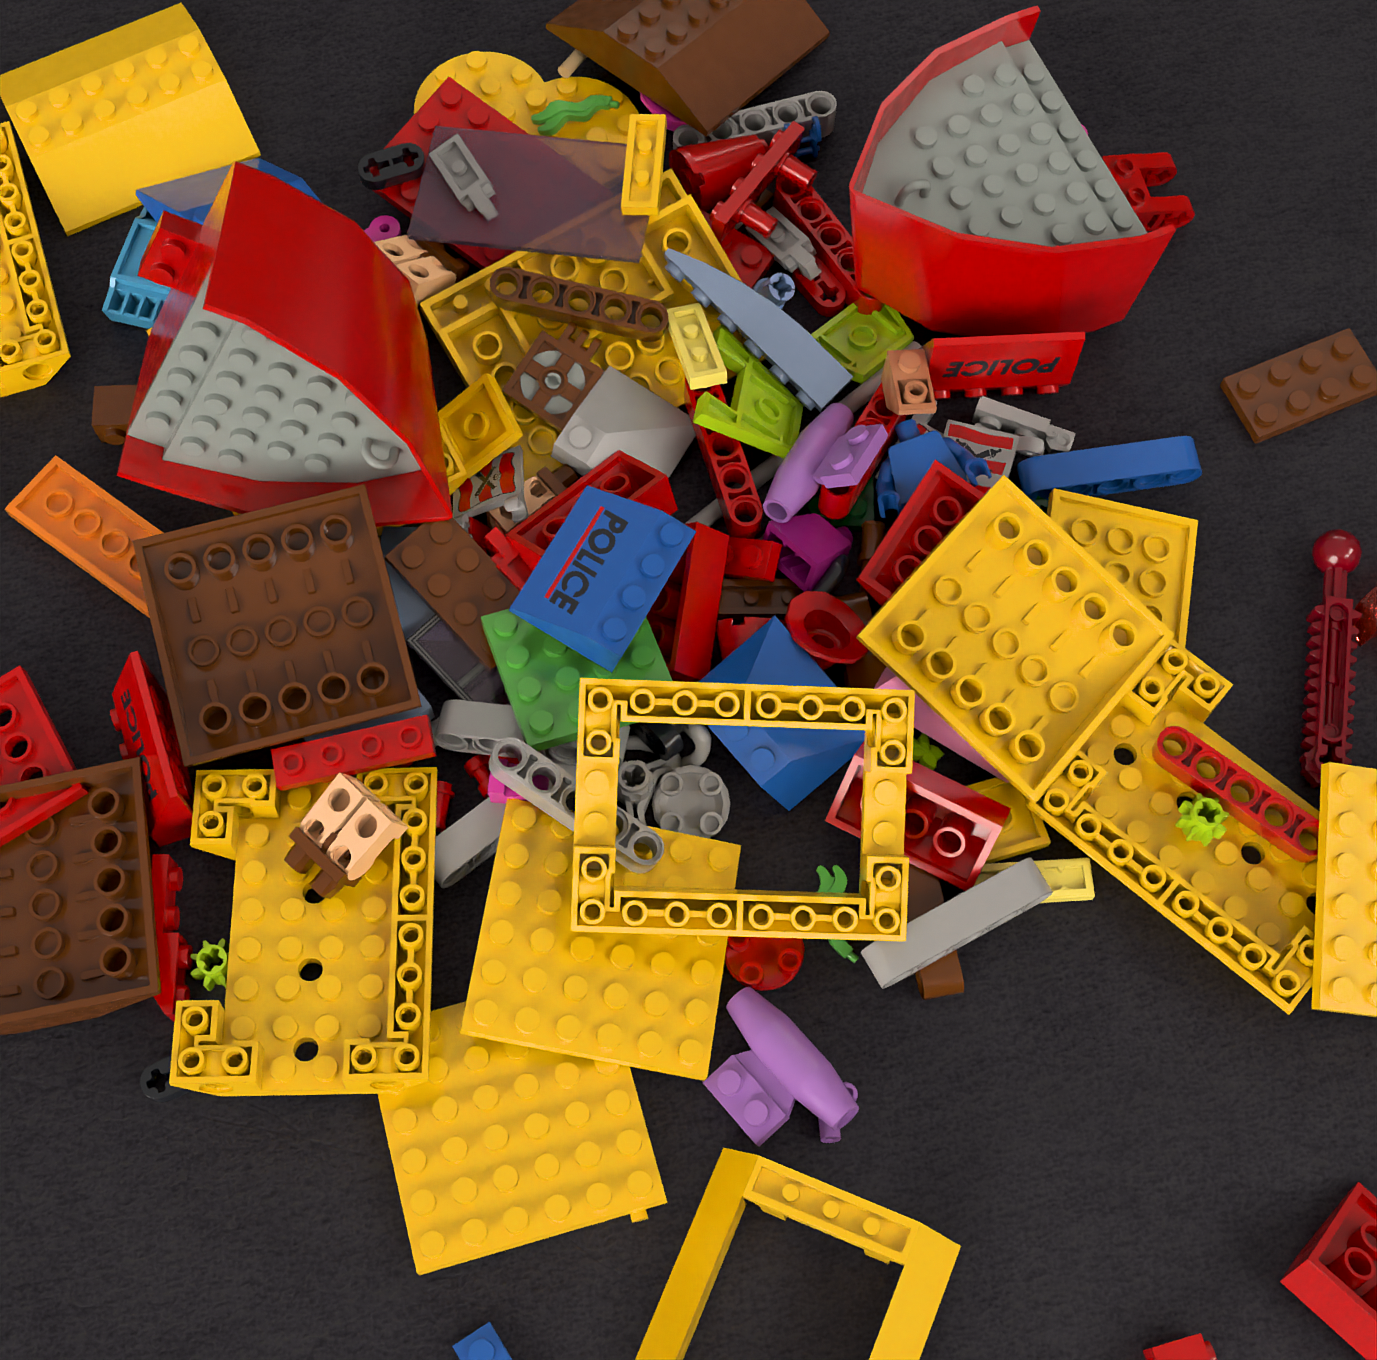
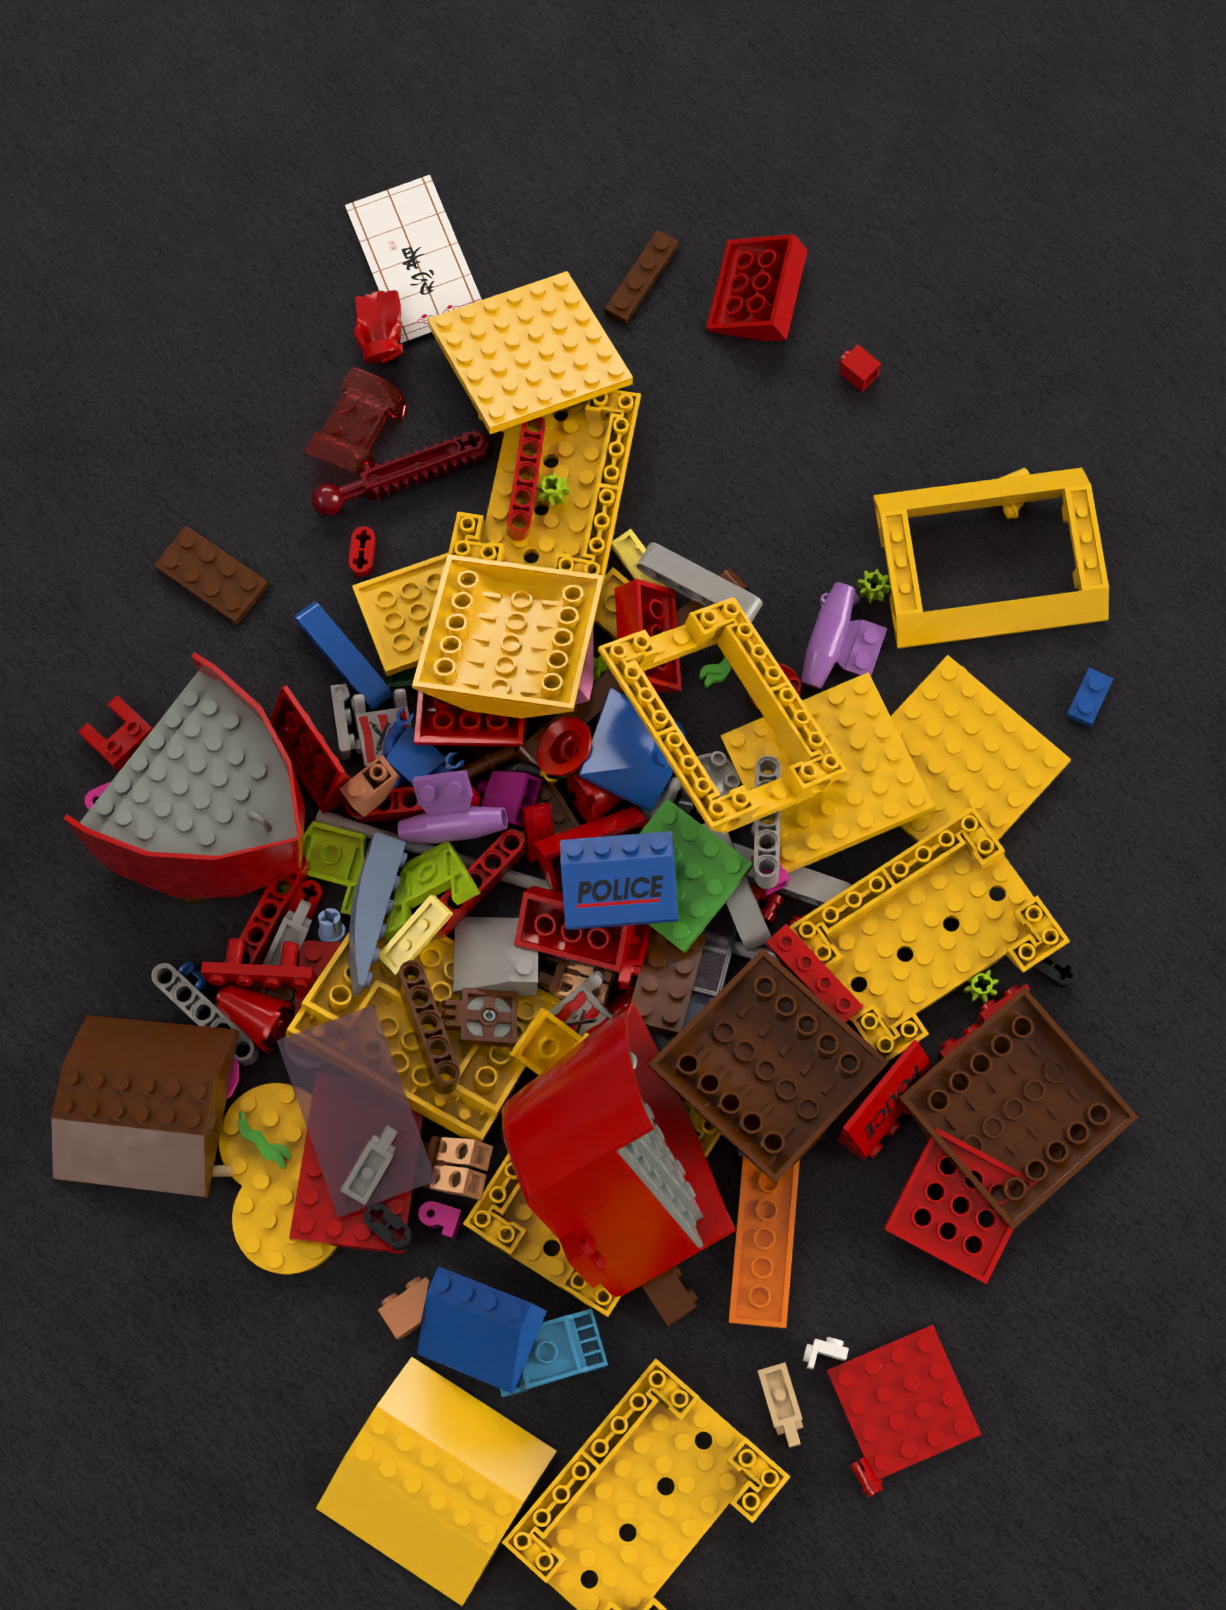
camera: 115 degrees left, 5 degrees up
(307, 156) = (406, 1311): none -> nougat slope
(342, 835) = (876, 947): light nougat hips -> none
(644, 164) = (301, 1039): yellow plate -> none
(828, 1156) = (873, 578): none -> lime gear
(1242, 563) = (356, 551): none -> red beam

